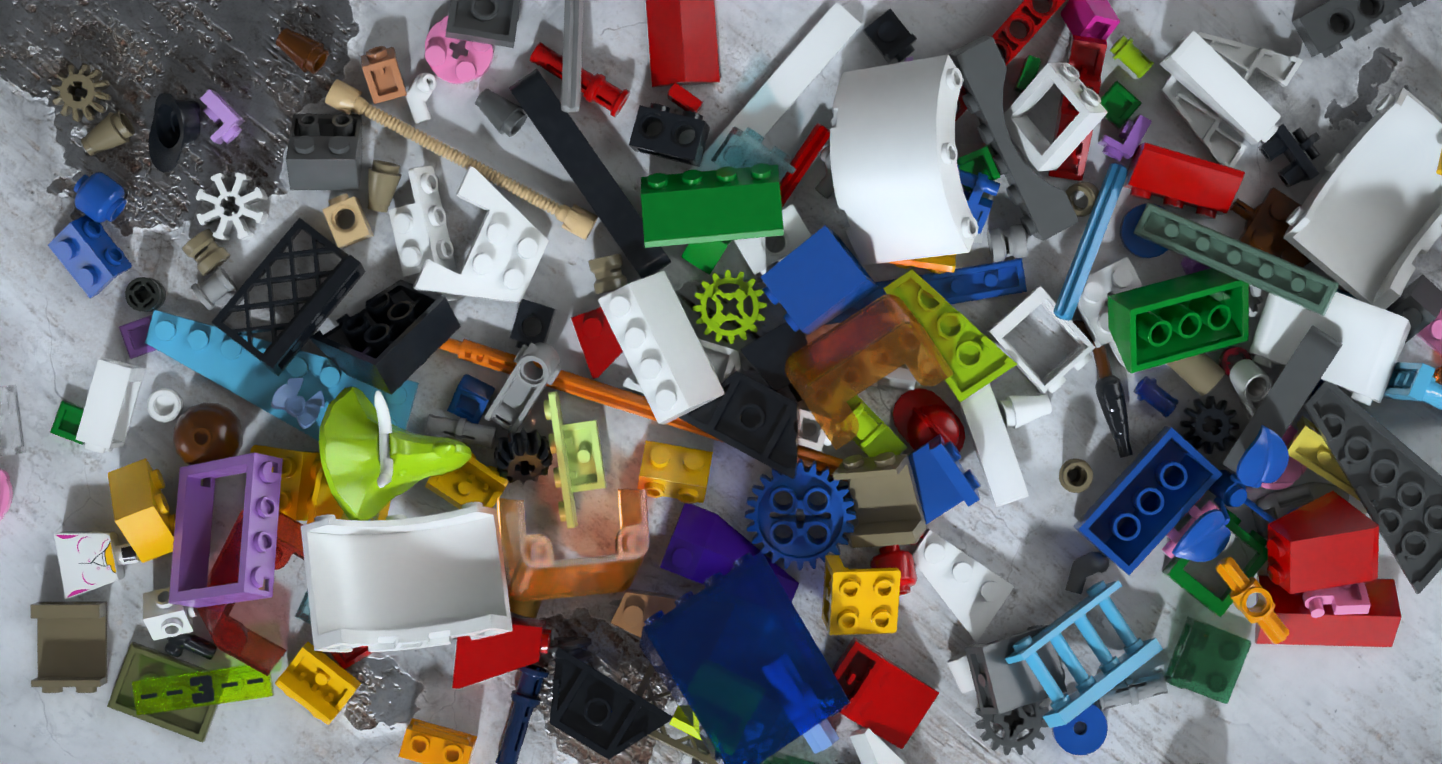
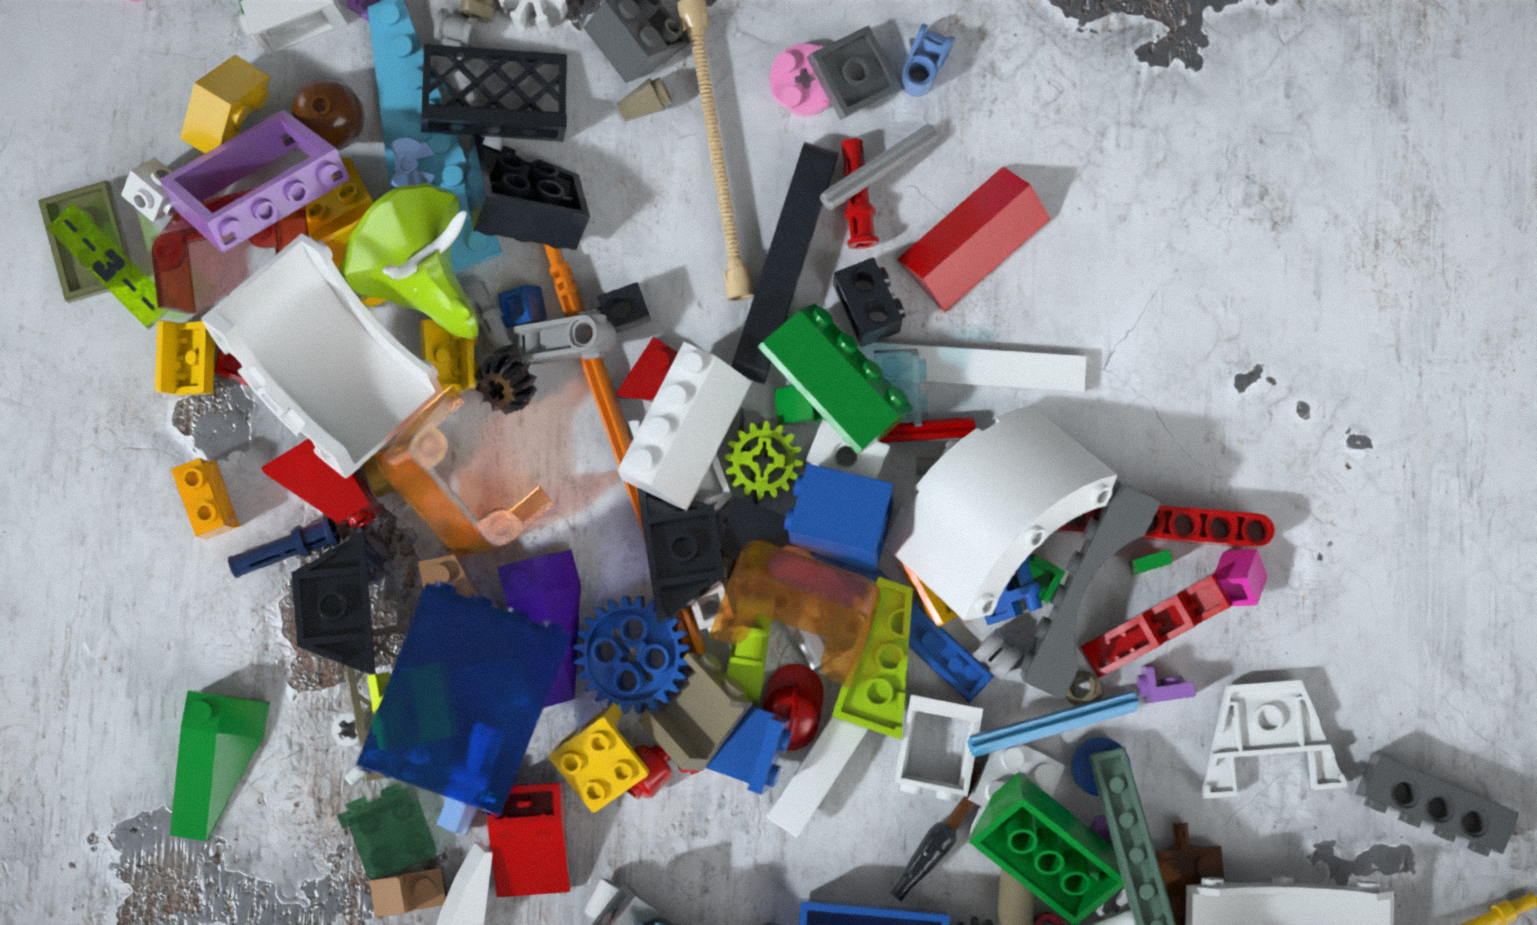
camera: 55 degrees right, 5 degrees down
(71, 645) = (68, 133): dark tan panel -> none
(91, 559) = (150, 95): white torso -> none
(165, 405) = (328, 61): white tile -> none
(191, 643) = (142, 227): black arm -> none
(358, 232) = (593, 109): tan brick -> none
(383, 74) = (736, 32): nougat bracket -> none
(418, 95) = (742, 74): white arm -> none
(422, 227) = (629, 166): white bracket -> none
(501, 253) = (659, 239): white wing -> none
(502, 113) = (779, 153): dark grey cone -> none
(577, 455) = (539, 429): yellowish green bracket -> none
(608, 273) = (714, 337): dark tan wheel -> none
(674, 472) = (588, 521): yellow bracket -> none
(684, 99) = (907, 291): red tile -> none
(890, 37) = (1092, 423): black bracket -> none
(962, 582) = (679, 839): white wing -> none
(1023, 409) = (867, 776): white cone -> none
(1030, 139) = (1099, 603): white window -> none
(1083, 479) = (848, 874): dark tan cone -> none
(1119, 104) = (1185, 658): green tile -> none
(1131, 56) = (1235, 638): lime pin -> none
(1155, 396) = (965, 883): clear blue pin -> none
(1182, 180) = (1166, 762): red slope -> none
(1221, 88) = (1269, 733): white slope -> none
(1300, 166) = (1265, 823): black hips -> none

